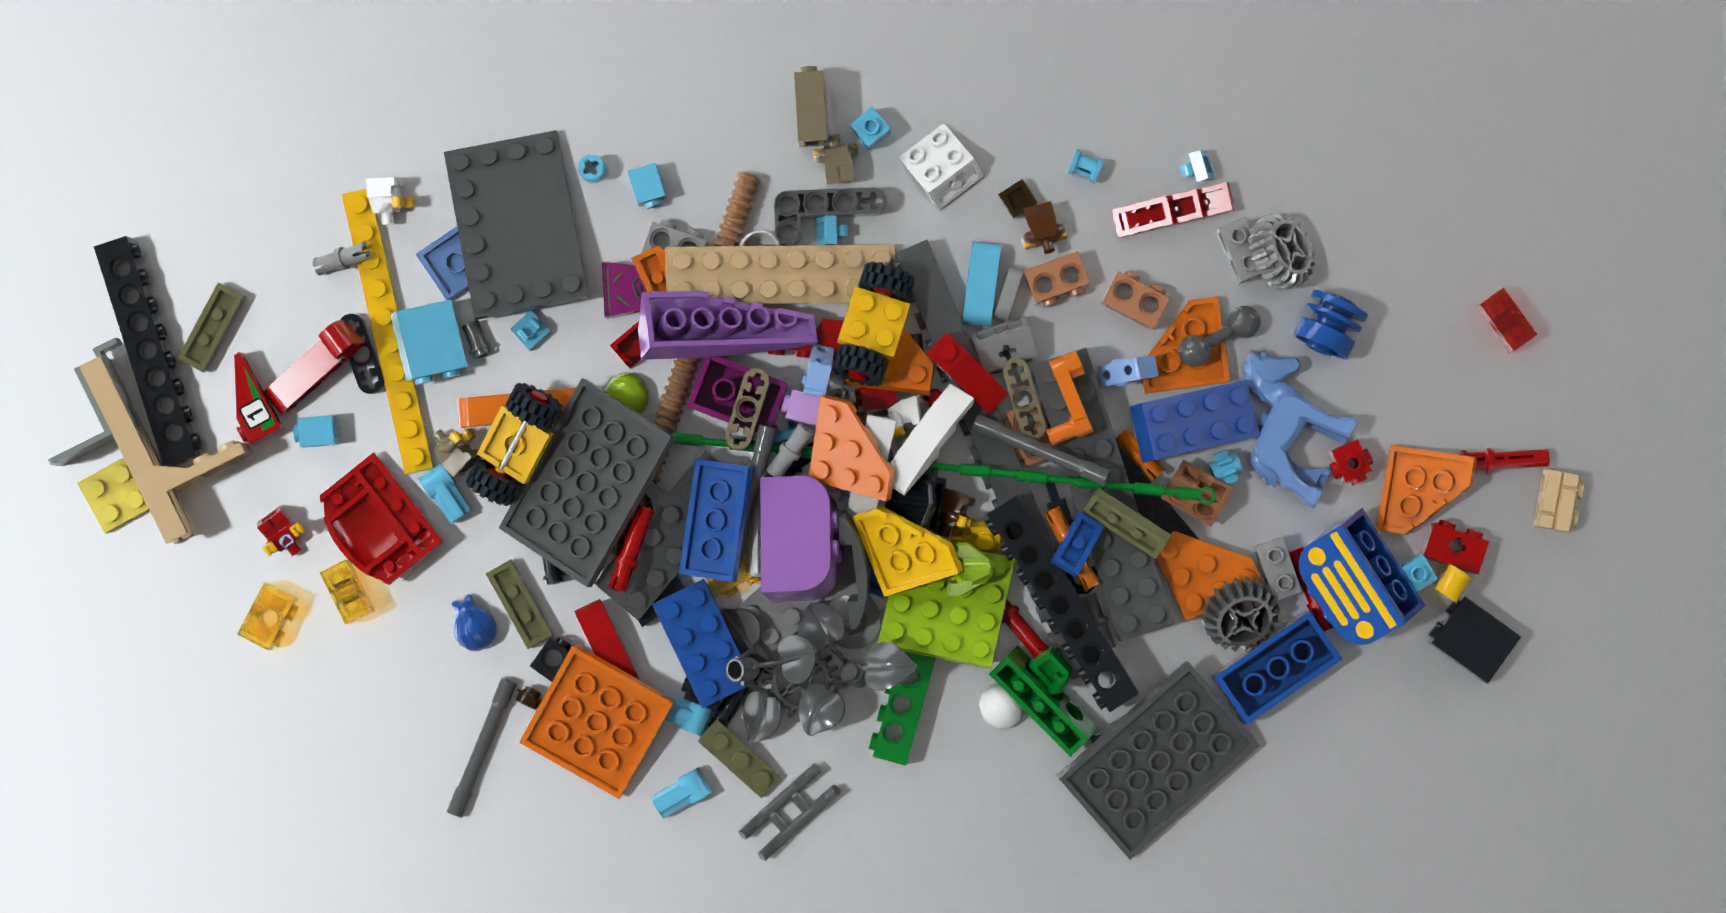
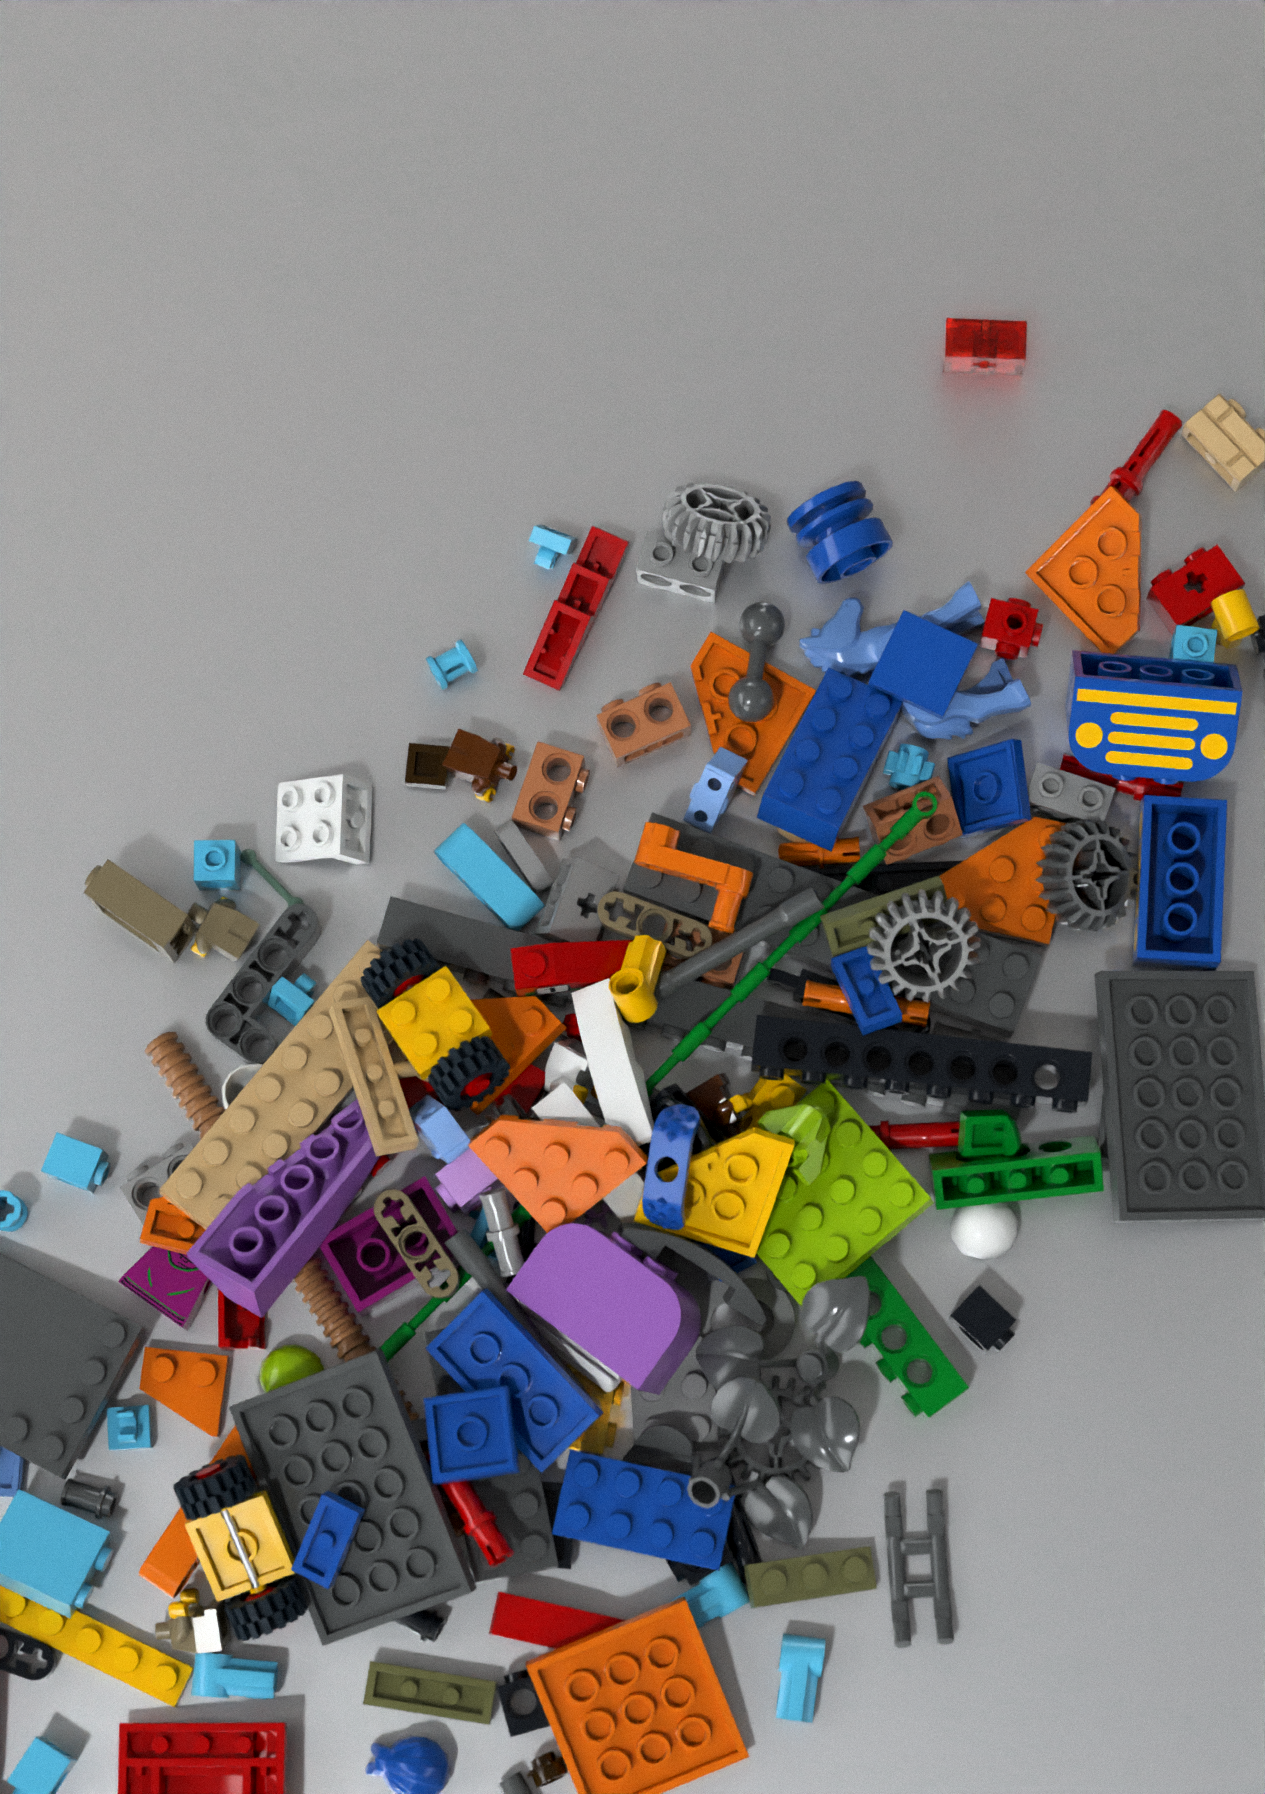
camera: 45 degrees left, 10 degrees down
(554, 488) = (328, 1539): none -> blue plate
(577, 342) = (187, 1384): none -> orange wing
(668, 521) = (471, 1435): none -> blue tile
(820, 313) = (375, 1076): none -> tan plate
(860, 402) = (509, 1107): none -> dark grey bush
(889, 141) = (248, 857): none -> sand green hinge
(910, 505) = (671, 1138): none -> blue piece
(949, 745) = (983, 1321): none -> black brick
(983, 415) = (636, 981): none -> yellow piece
(1105, 549) = (939, 942): none -> light grey gear
(1248, 521) = (989, 788): none -> blue tile
(1288, 431) = (923, 664): none -> blue tile

